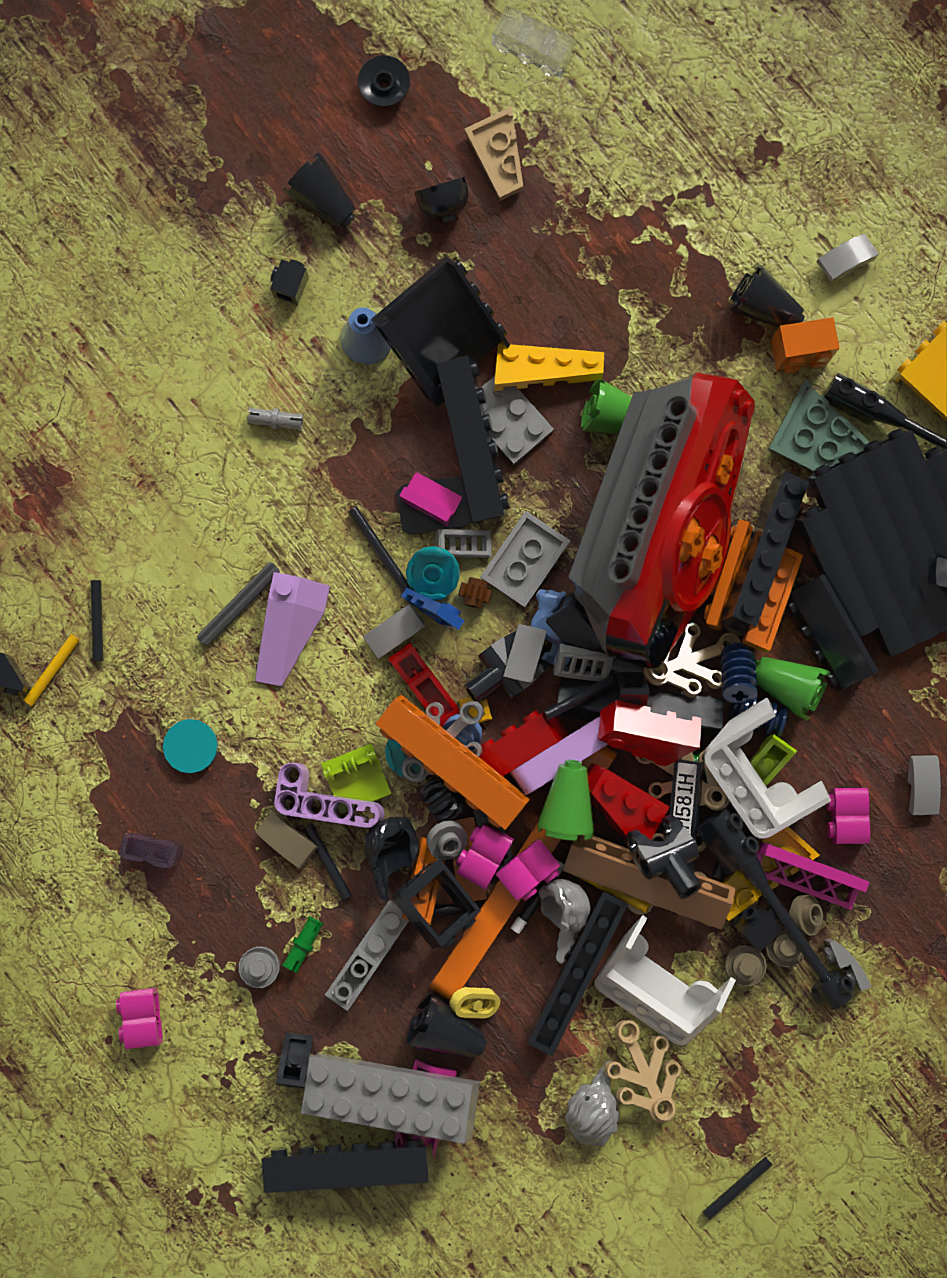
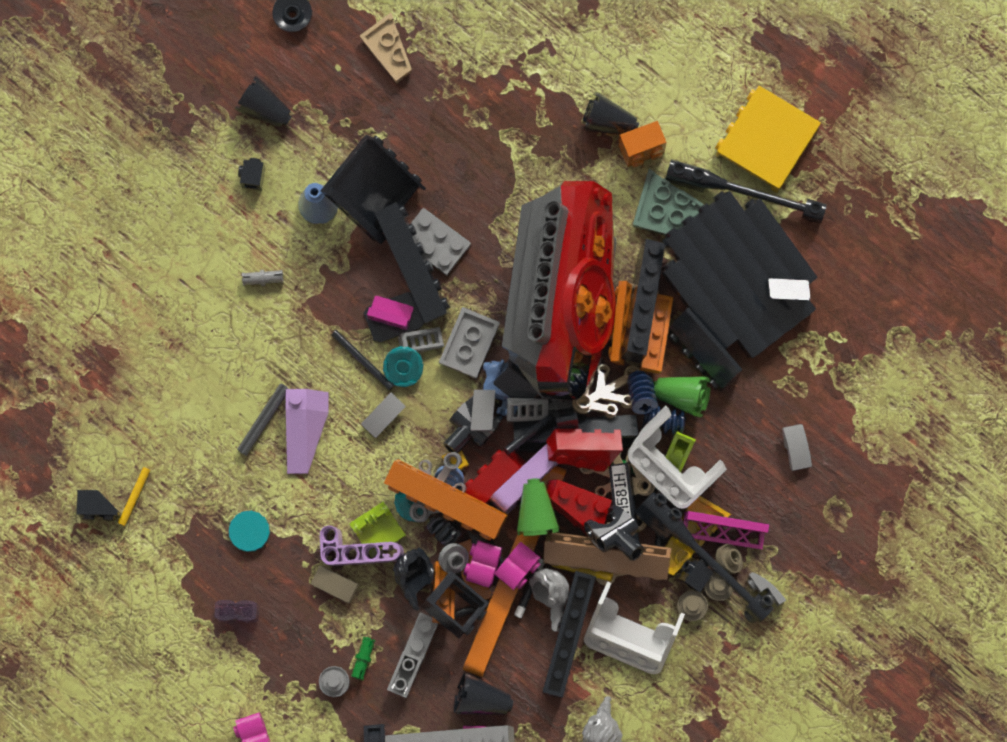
camera: 10 degrees left, 5 degrees down
(96, 620) = (160, 453): black bar -> none
(328, 862) = (369, 595): black bar -> none
(423, 682) = (412, 447): red slope -> none
(443, 199) = (354, 91): black cylinder -> none
(443, 613) = (413, 393): blue wing -> none
(474, 1002) = (494, 673): light yellow plate -> none
(475, 593) = (437, 374): reddish brown gear -> none
(531, 365) = (444, 199): yellow wing -> none
(605, 409) = (505, 220): bright green cone -> none
(646, 1074) = (635, 700): tan plant -> none
(847, 257) = (661, 73): light grey slope -> none
(849, 816) = (746, 481): dark pink brick -> none

